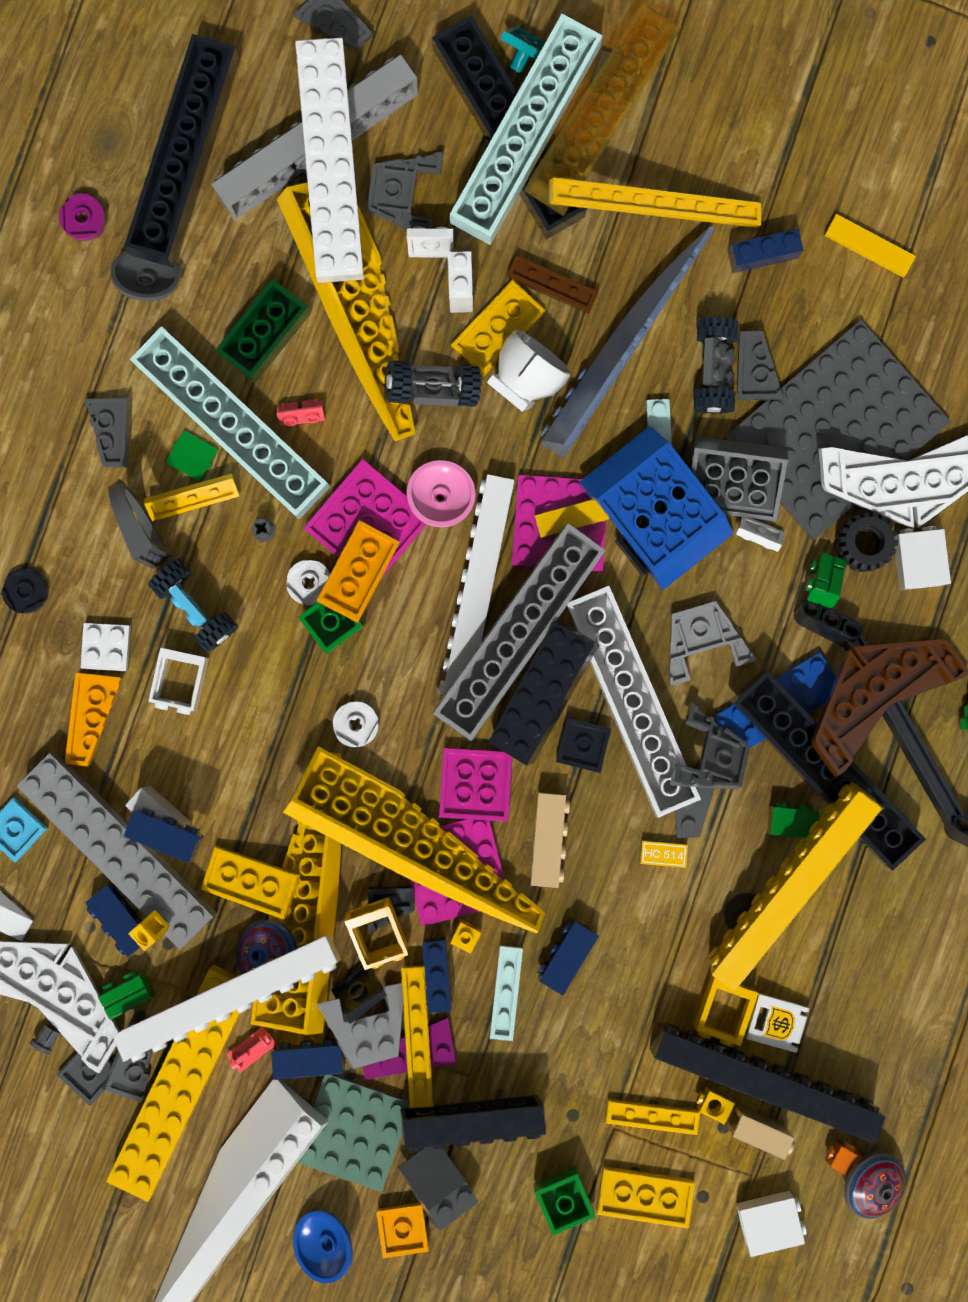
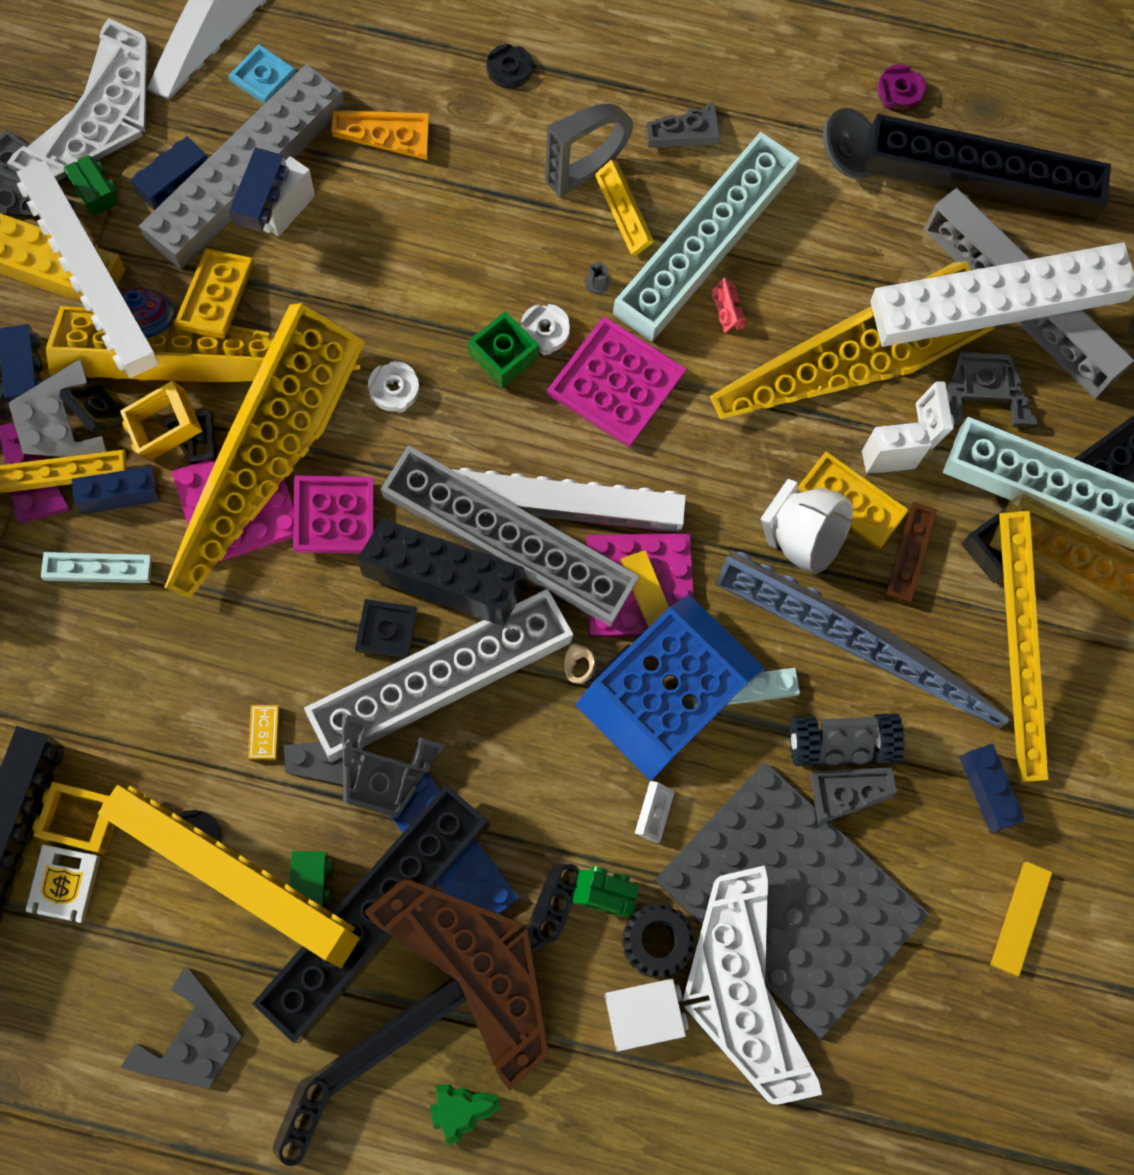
camera: 80 degrees right, 15 degrees down
(45, 1039) = (42, 114): dark grey bush -> none
(105, 647) = (458, 142): white plate -> none
(149, 930) = (158, 190): yellow brick -> none
(159, 675) = (432, 191): white window -> none
(169, 582) = (528, 189): black plate -> none
(192, 456) = (667, 207): green piece -> none
(251, 1049) = (31, 309): coral hinge -> none
(263, 331) = (809, 259): dark green brick -> none
(358, 571) = (561, 366): light orange plate -> none
(432, 384) = (777, 426): plate -> none
(443, 480) = (666, 438): bright pink dish -> none
(465, 936) = (160, 516): yellow brick -> none
(548, 840) = (274, 599): tan brick -> none
(567, 956) = (139, 630): dark blue brick -> none
(623, 590) = (572, 655): none -> tan piece
(699, 631) = (531, 751): light grey wing -> none
(741, 476) = (718, 778): dark grey slope -> none
(914, 915) = (200, 1045): none -> dark grey wing

